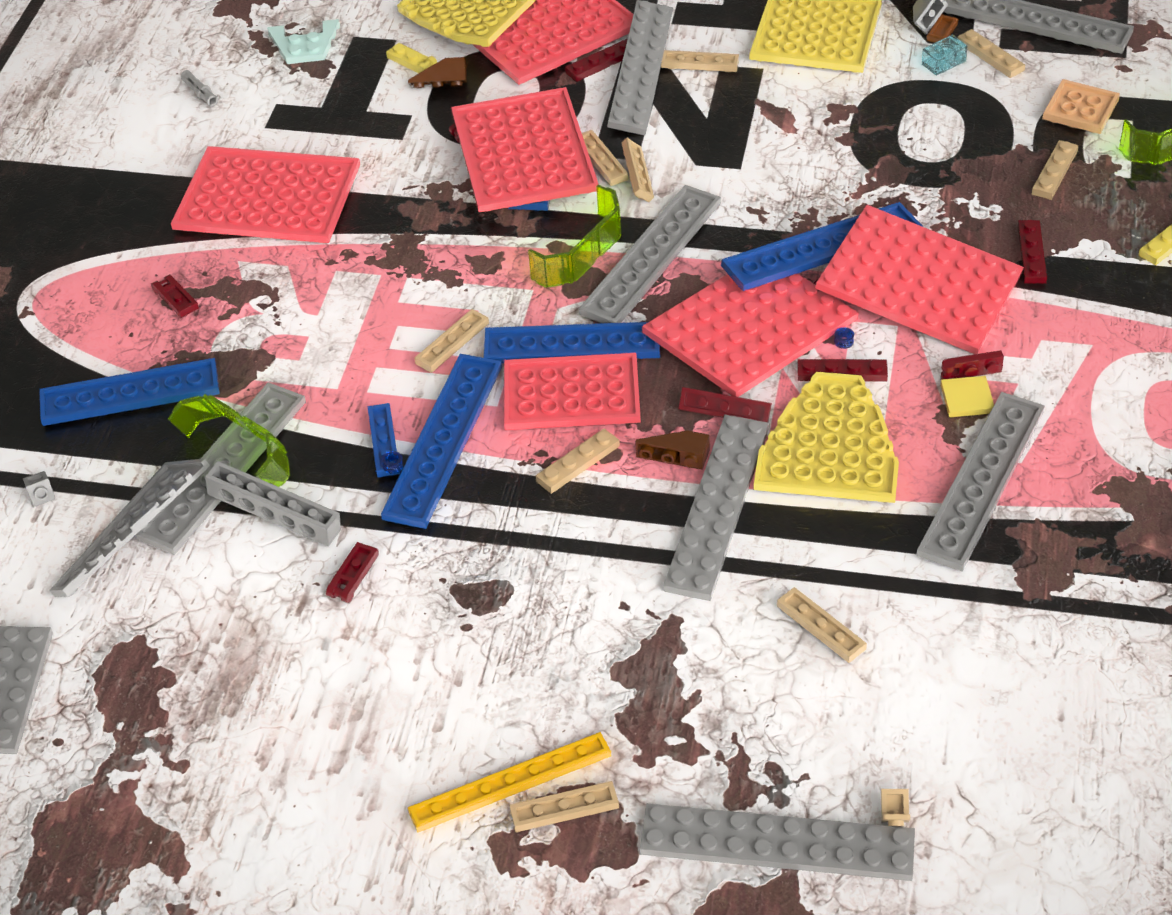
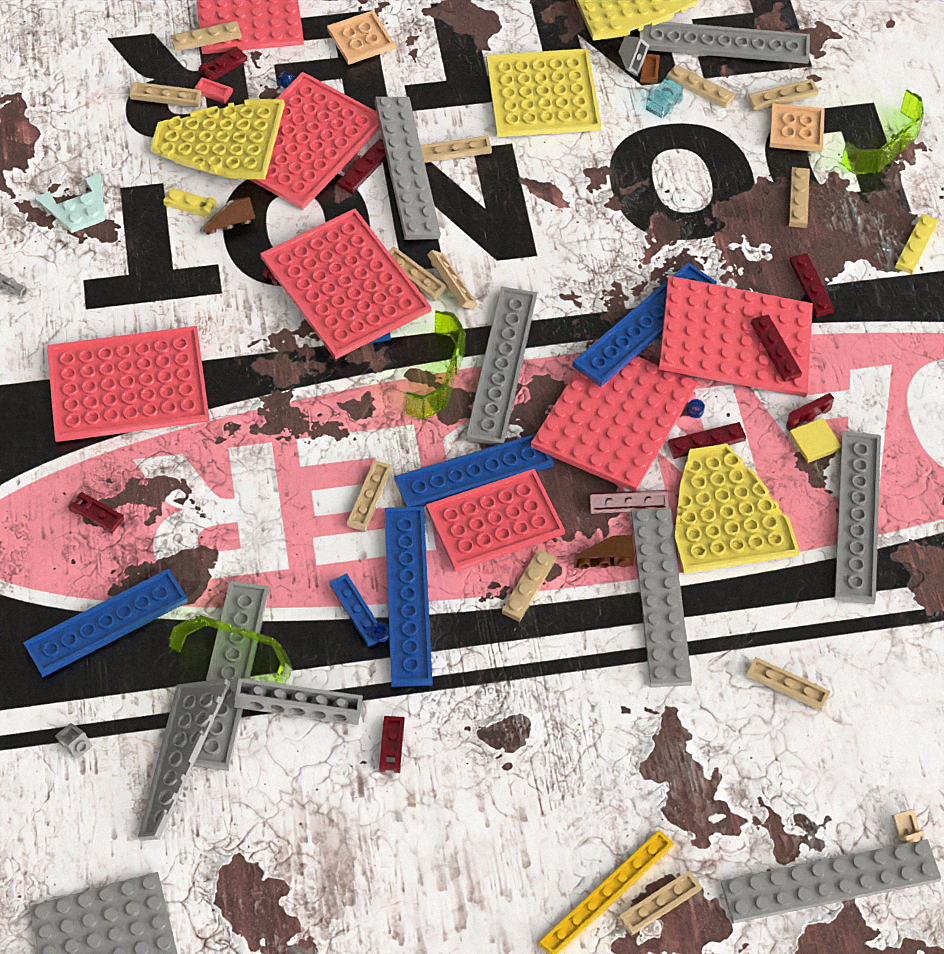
camera: 25 degrees left, 10 degrees up
(958, 296) = (776, 348): none -> dark red plate
(1081, 74) = (783, 94): none -> tan plate

